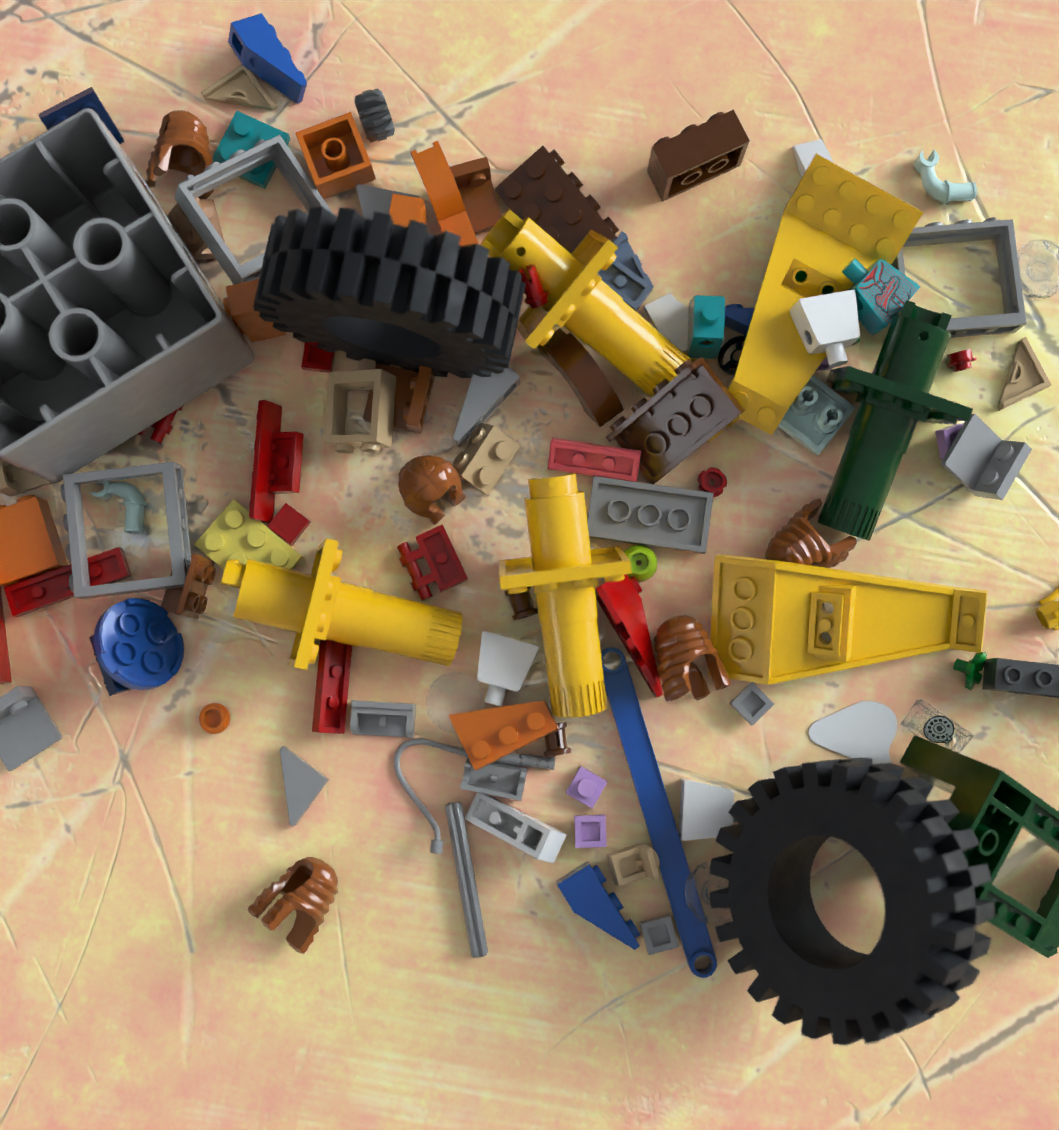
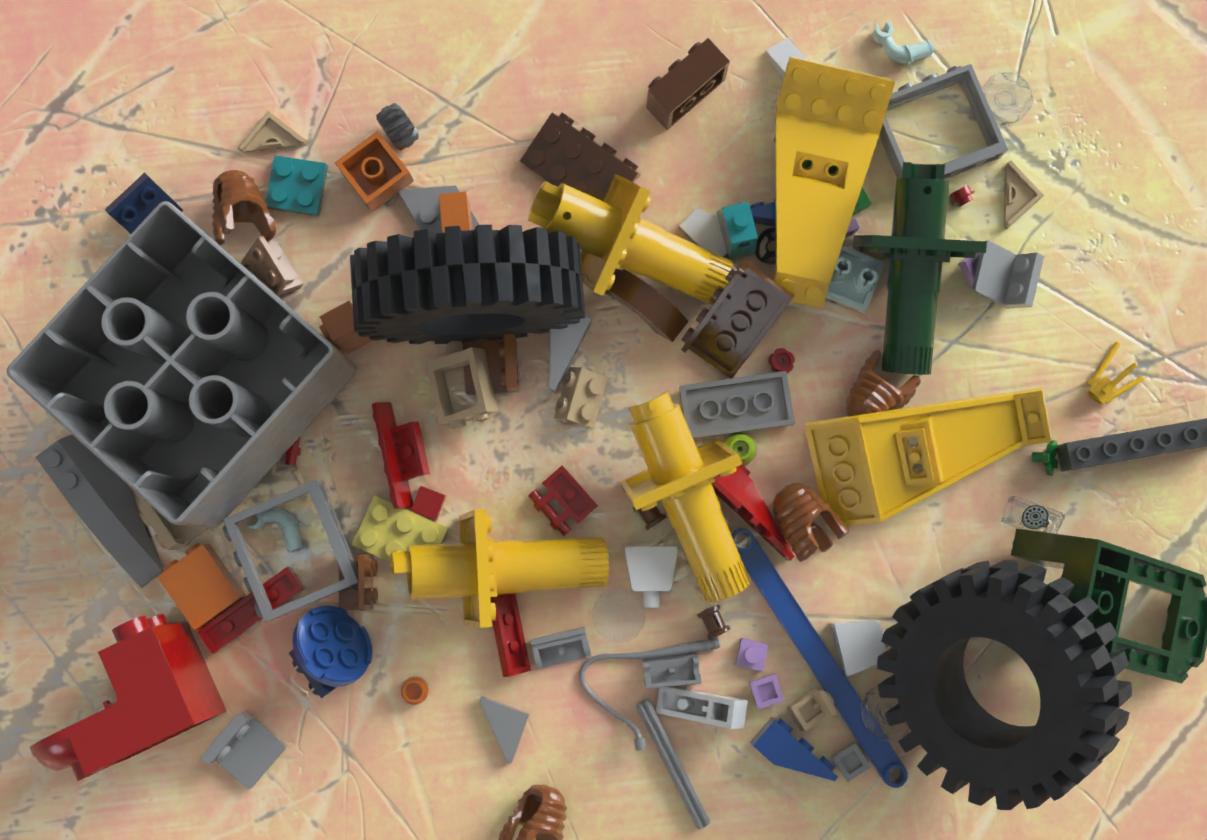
camera: 20 degrees left, 0 degrees up
(237, 165) = (294, 202): light grey window -> none
(264, 55) = (286, 101): blue slope -> none
(317, 359) = (409, 353): red tile -> none
(426, 481) = (539, 433): dark orange hair -> none
(444, 193) = (484, 185): orange piece -> none
(477, 193) = (498, 177): dark orange bracket -> none
(501, 730) = (666, 628): orange wing -> none
(534, 289) = (588, 247): red pin -> none
(594, 459) = (675, 371): coral tile -> none
(626, 275) = (662, 208): sand blue wing -> none
(751, 703) = (871, 541): light grey plate -> none
(828, 324) = (842, 201): white torso -> none
(858, 731) = (968, 539): white sticker -> none
(879, 292) = (876, 161): teal torso -> none

